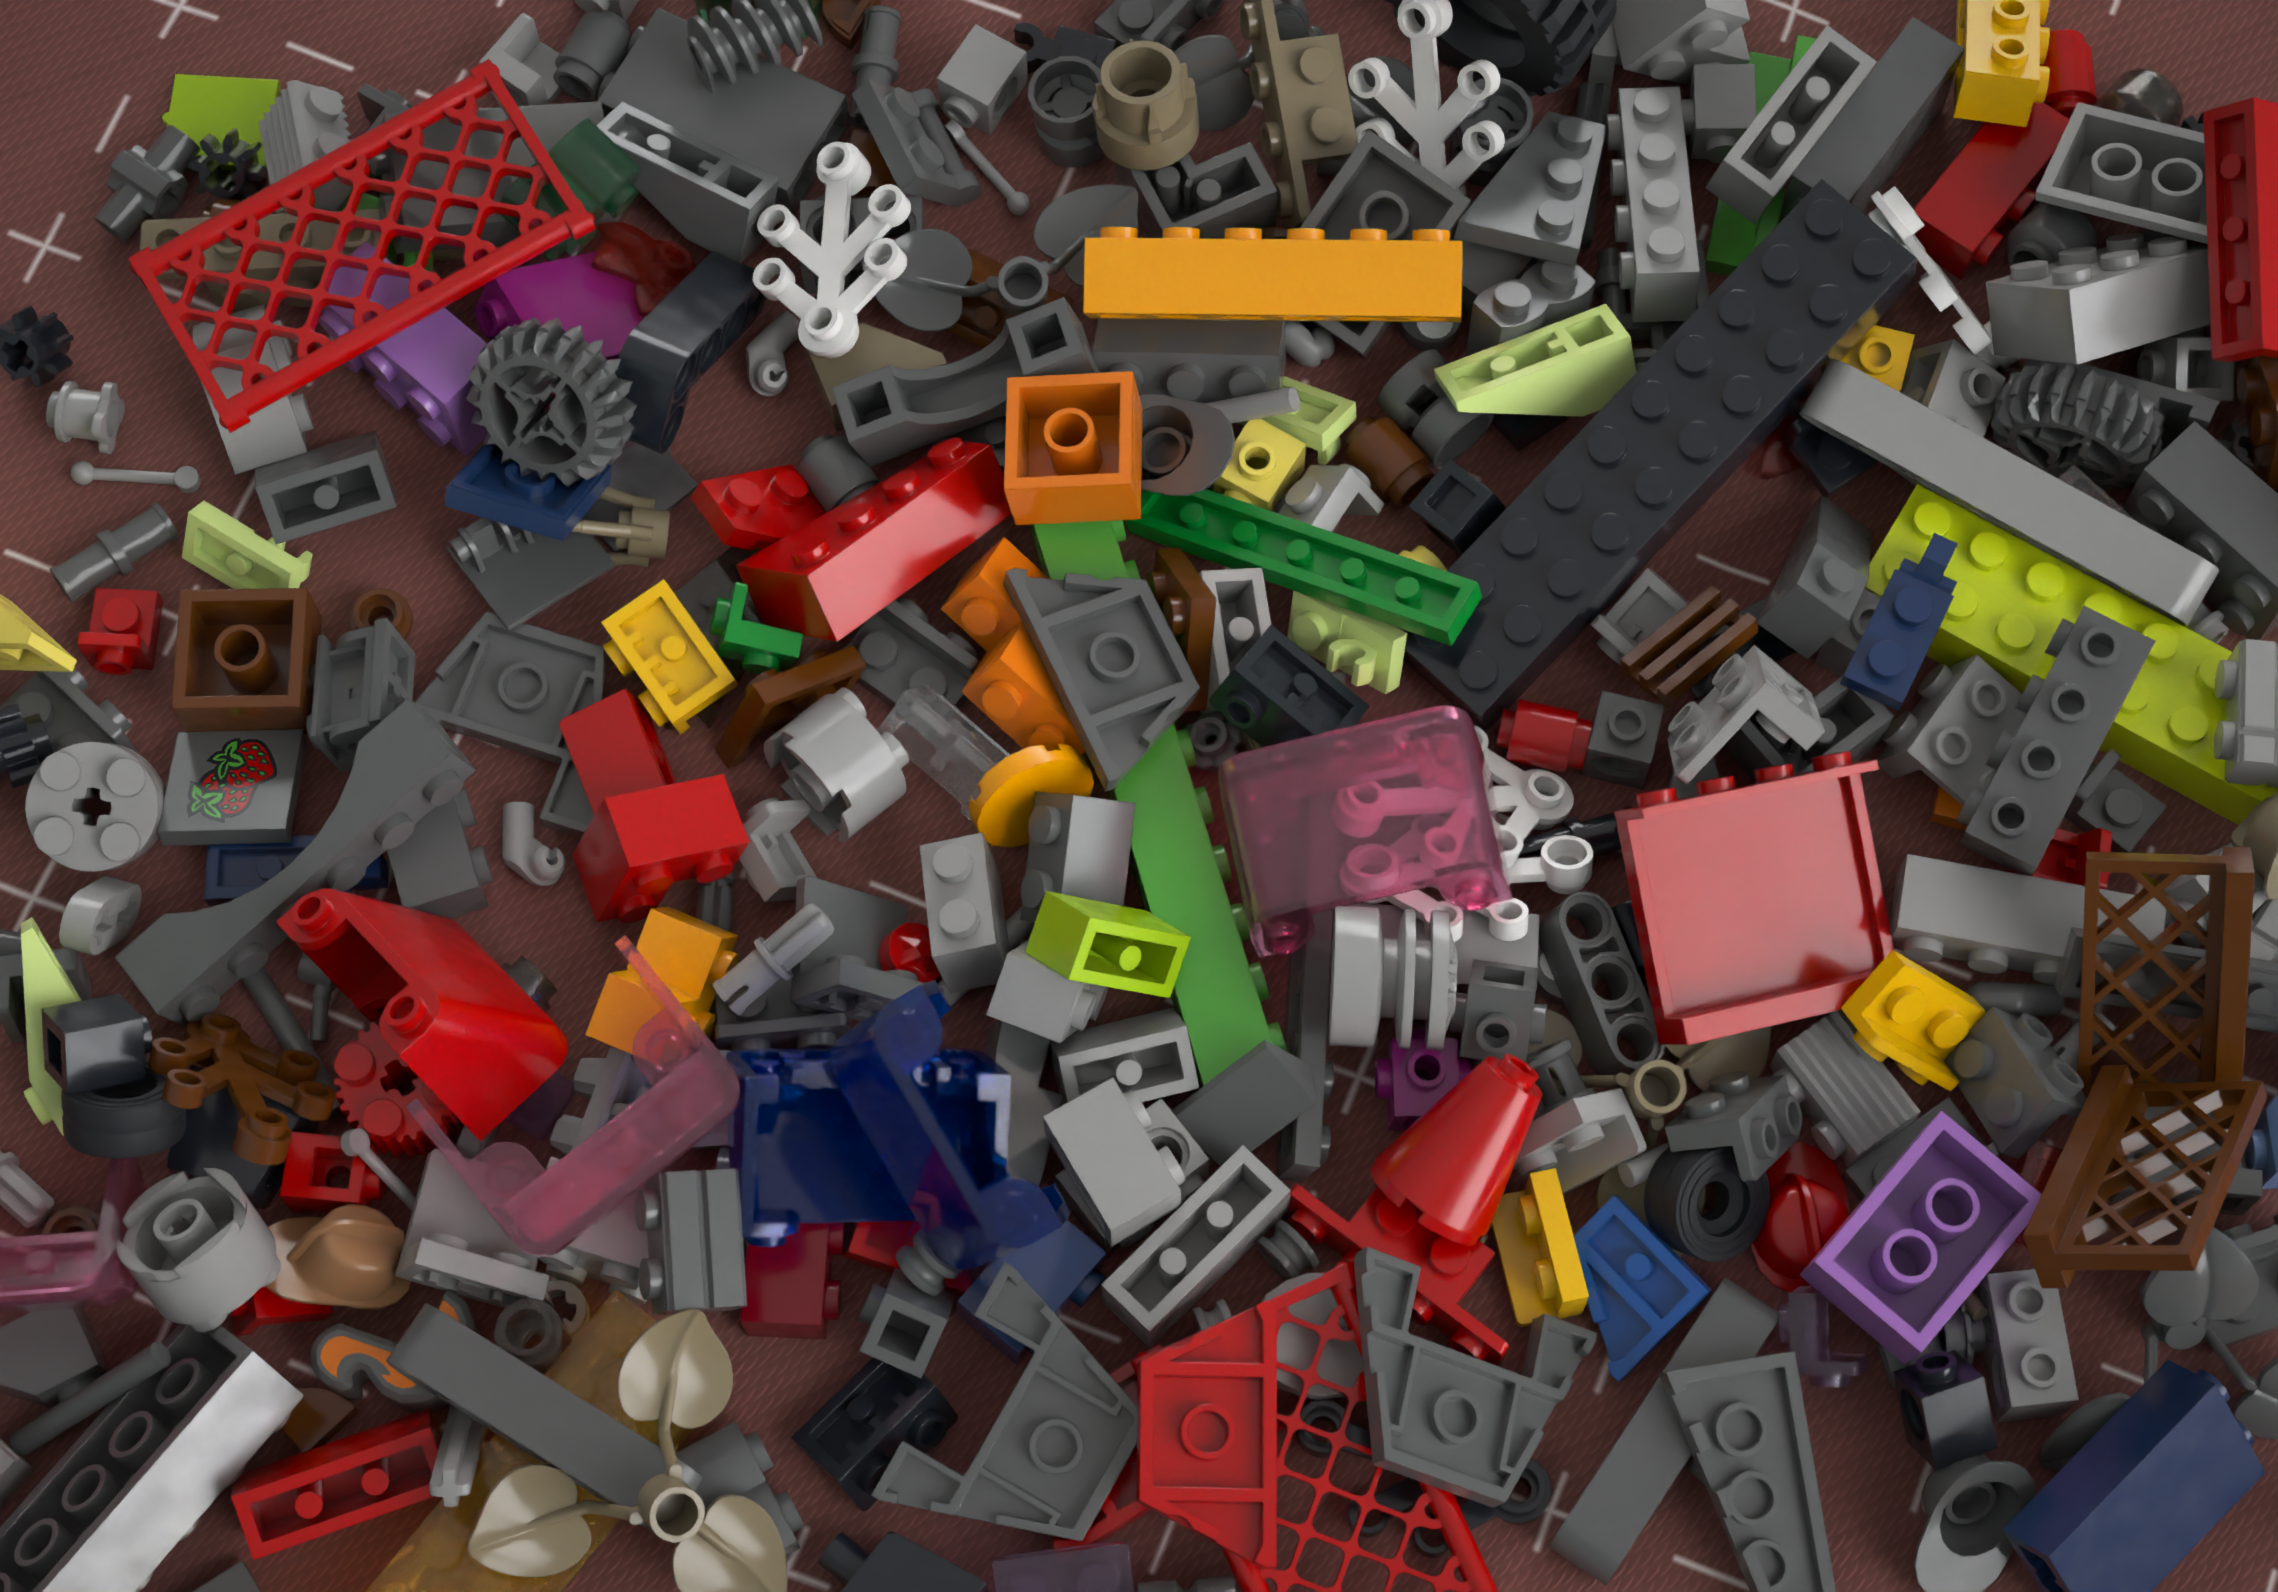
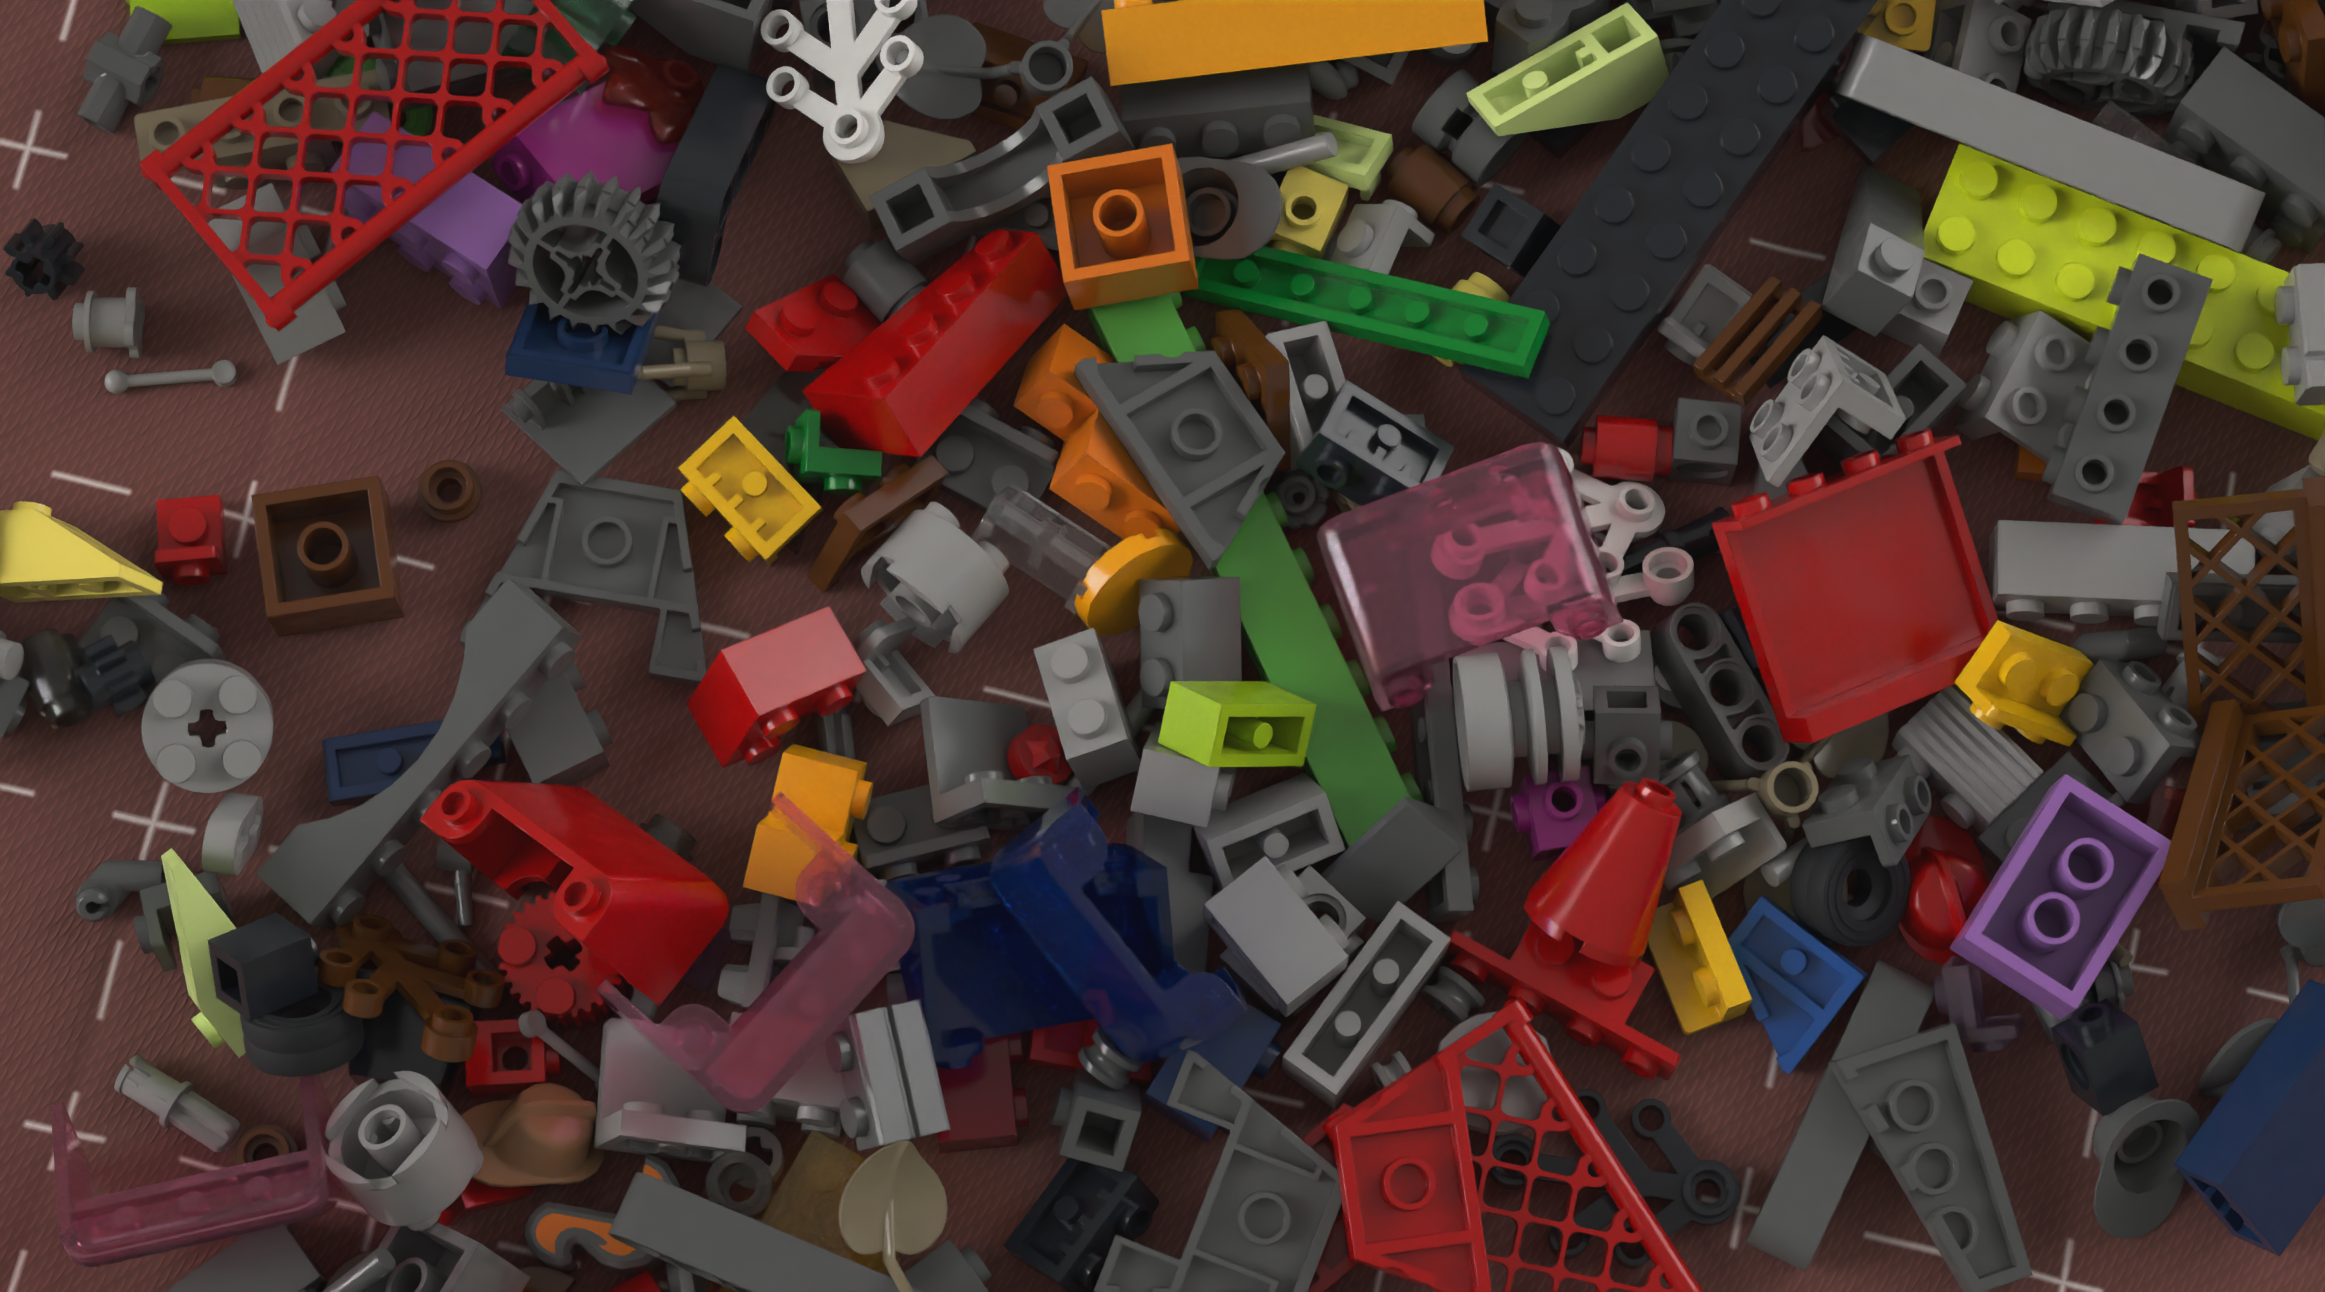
camera: 10 degrees left, 5 degrees up
(114, 552) = (167, 461): dark grey pin -> none
(232, 149) = (203, 27): black gear -> none
(233, 787) = (336, 685): dark grey tile -> none
(237, 554) = (296, 448): yellowish green plate -> none
(325, 487) = (372, 365): dark grey brick -> none
(357, 687) = (446, 571): dark grey hinge -> none
(525, 853) = (637, 708): light grey arm -> none
(616, 748) = (714, 596): red panel -> none
(766, 355) = (788, 163): light grey arm -> none
(774, 958) = (912, 783): light grey axle -> none
(1348, 642) = (1421, 383): yellowish green plate -> none
(1444, 1411) = (1629, 1129): dark grey wing -> none
(1903, 626) = (1965, 294): dark blue hinge -> none
(2025, 1347) = (2173, 986): light grey brick -> none
(2115, 804) = (2193, 439): dark grey bracket -> none

